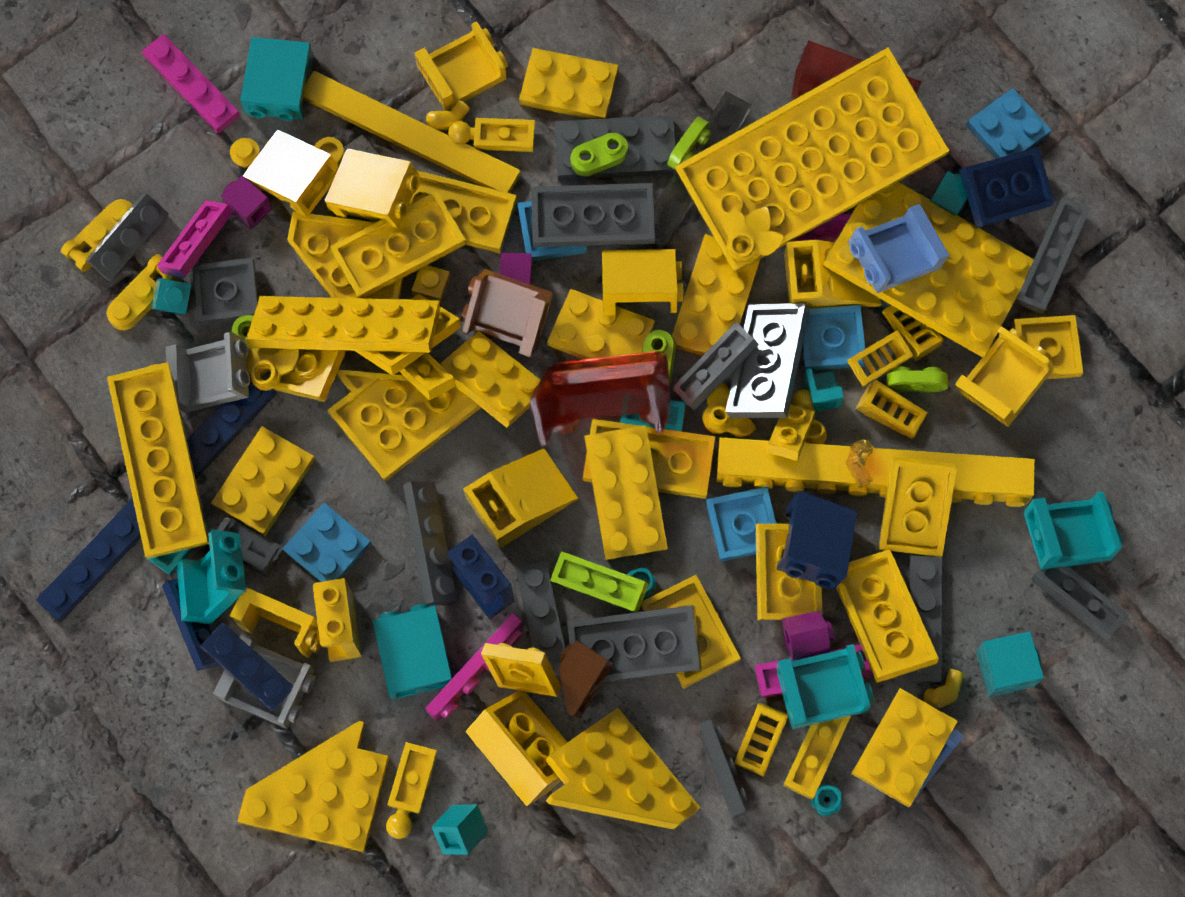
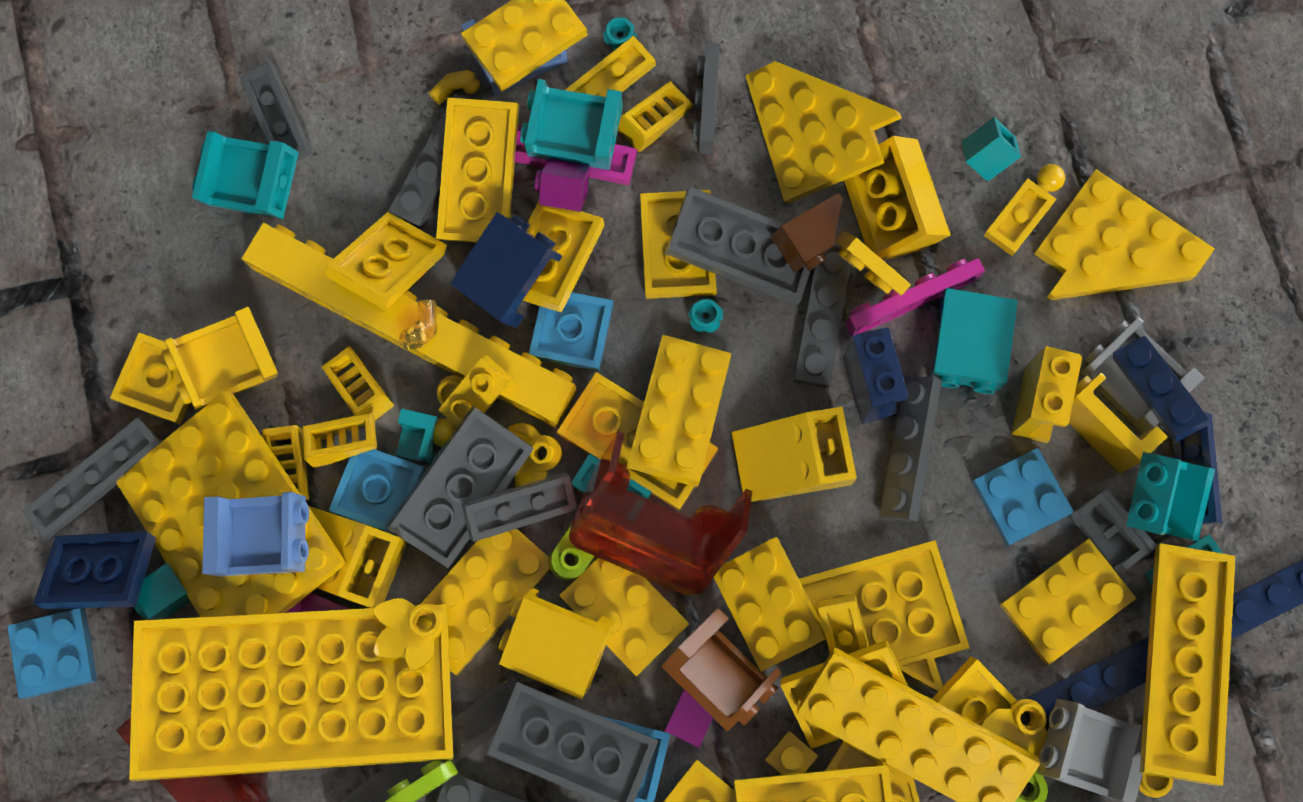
camera: 155 degrees left, 5 degrees up
(599, 582) = (749, 327): lime plate -> none
(928, 380) = (300, 396): lime plate -> none
(1009, 664) = (380, 75): teal head -> none

